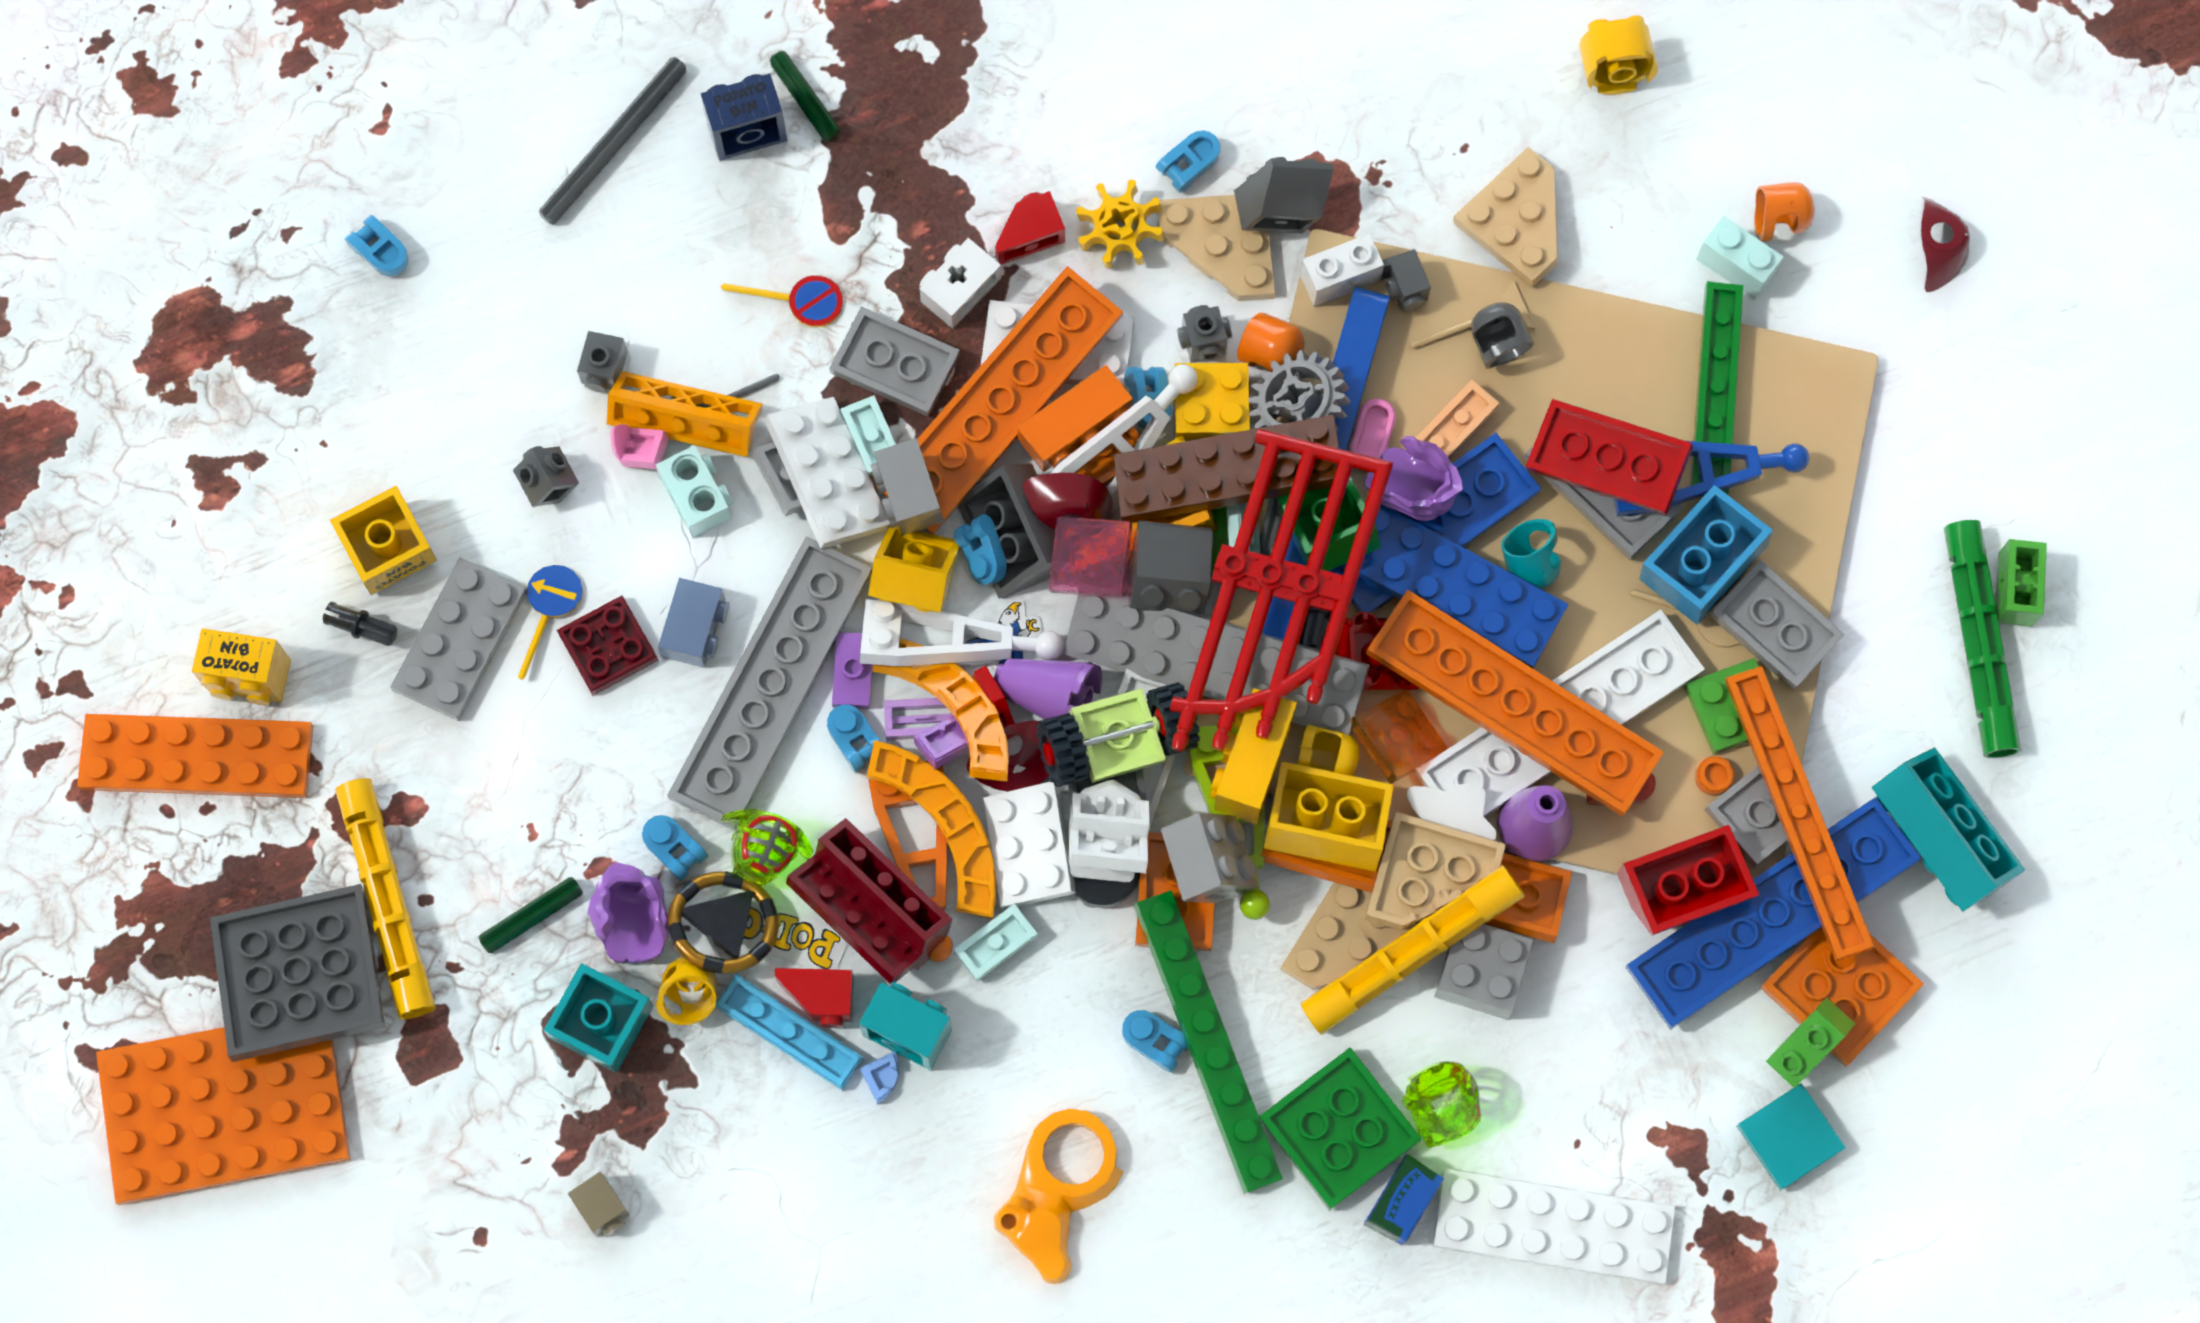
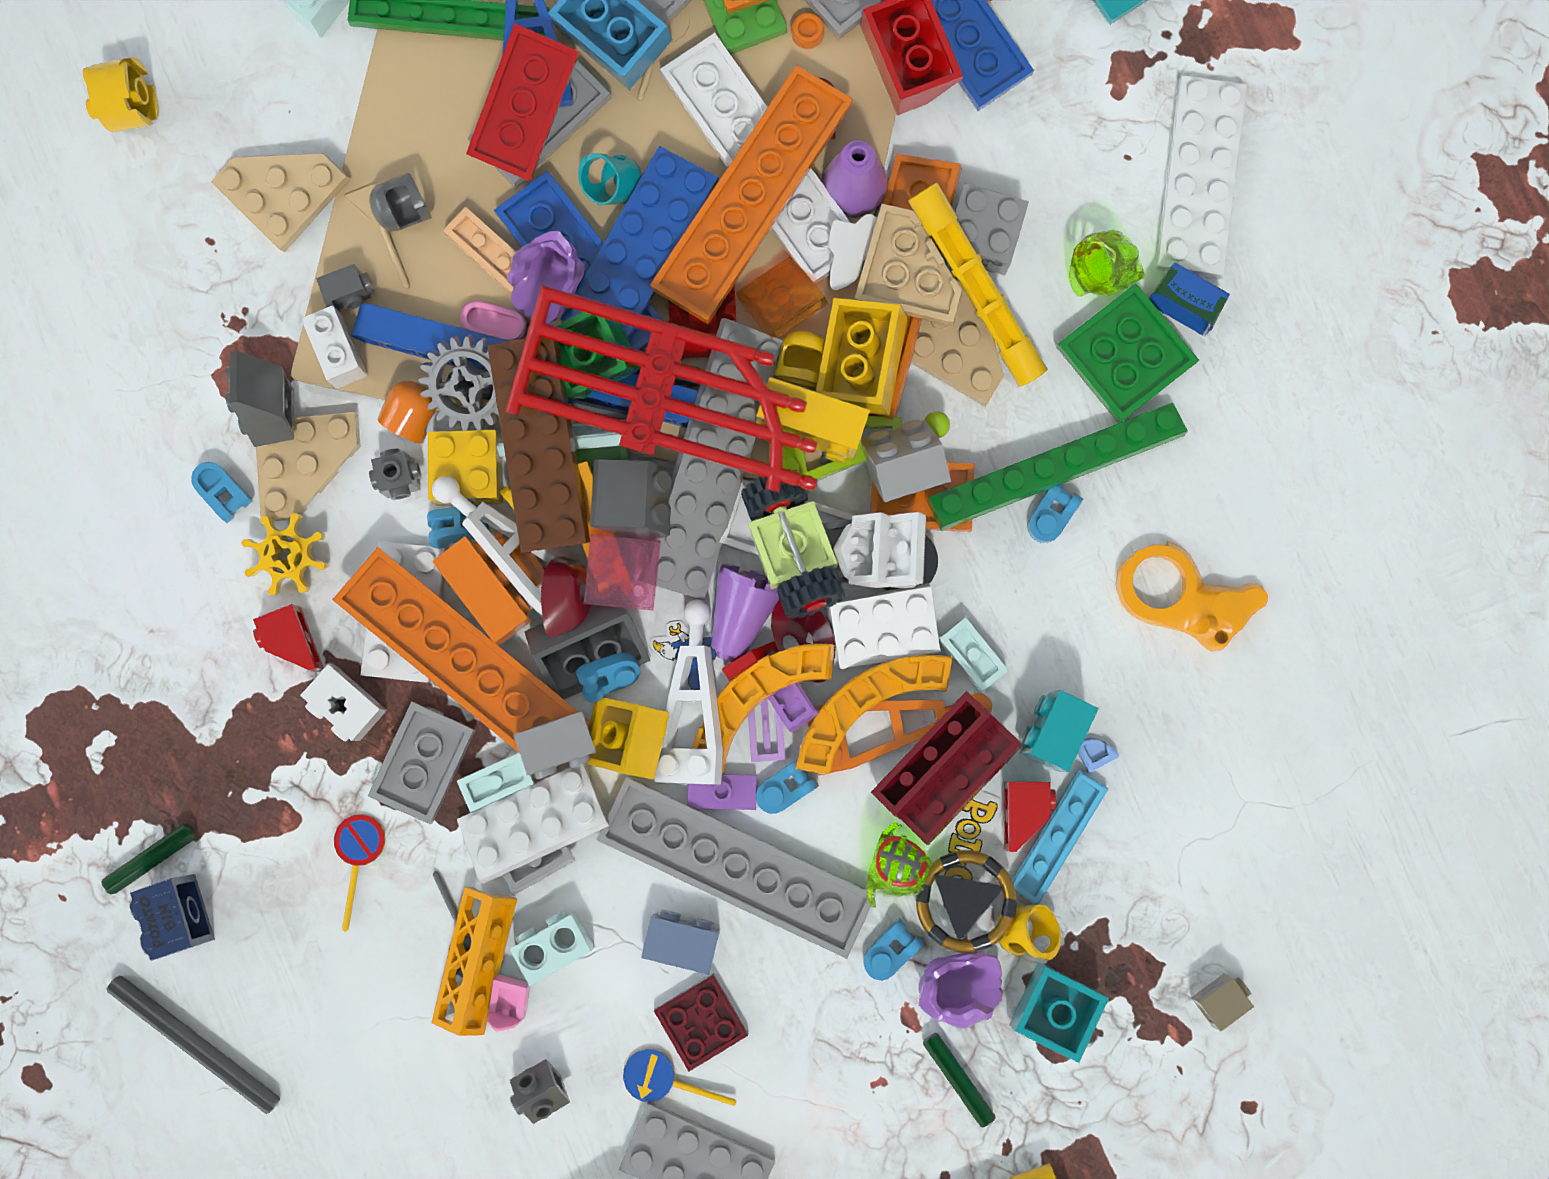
camera: 90 degrees left, 10 degrees up
(601, 361) = (422, 1043): dark grey brick -> none

